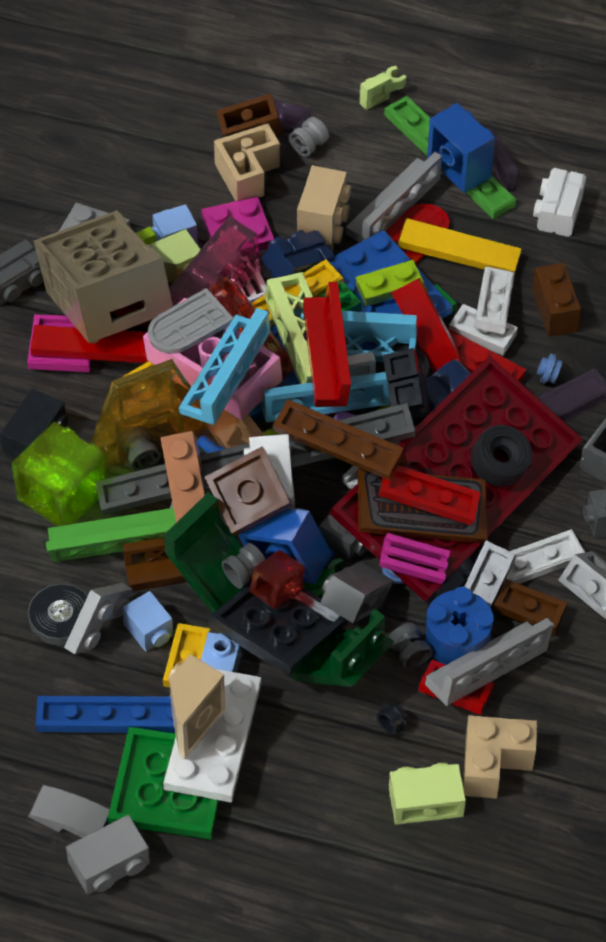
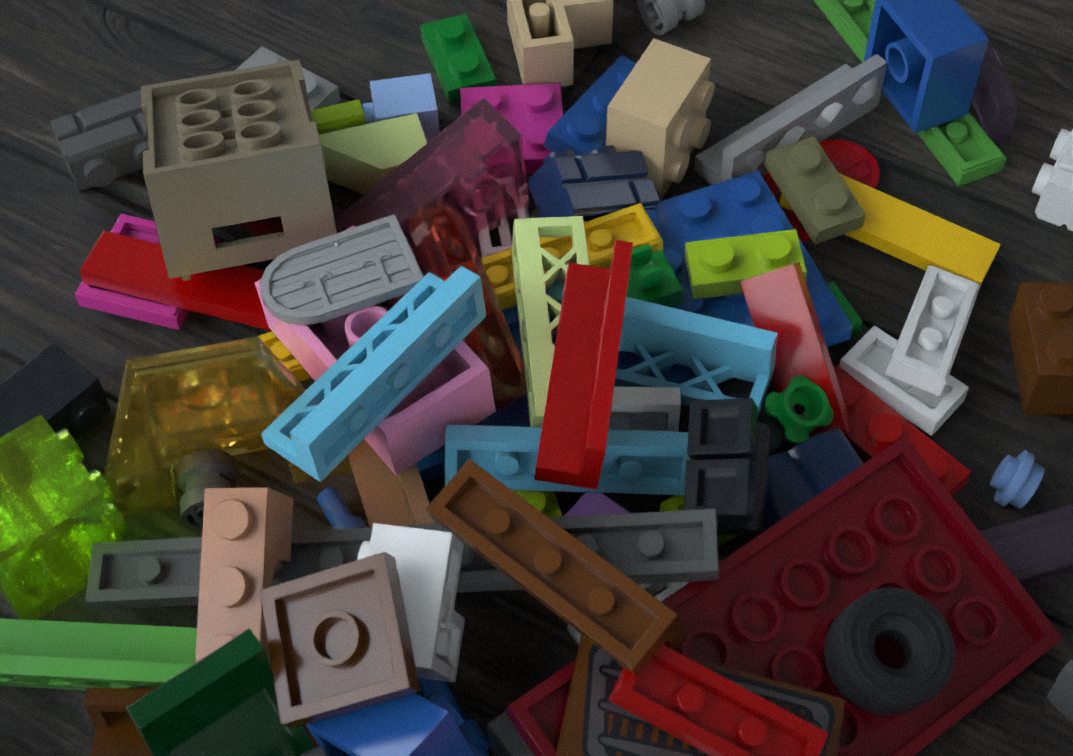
camera: 15 degrees right, 0 degrees up
(191, 189) = (456, 56): none -> green plate
(283, 216) = (585, 123): none -> blue plate
(416, 235) = (814, 190): none -> olive plate
(441, 349) = (812, 401): none -> green plate

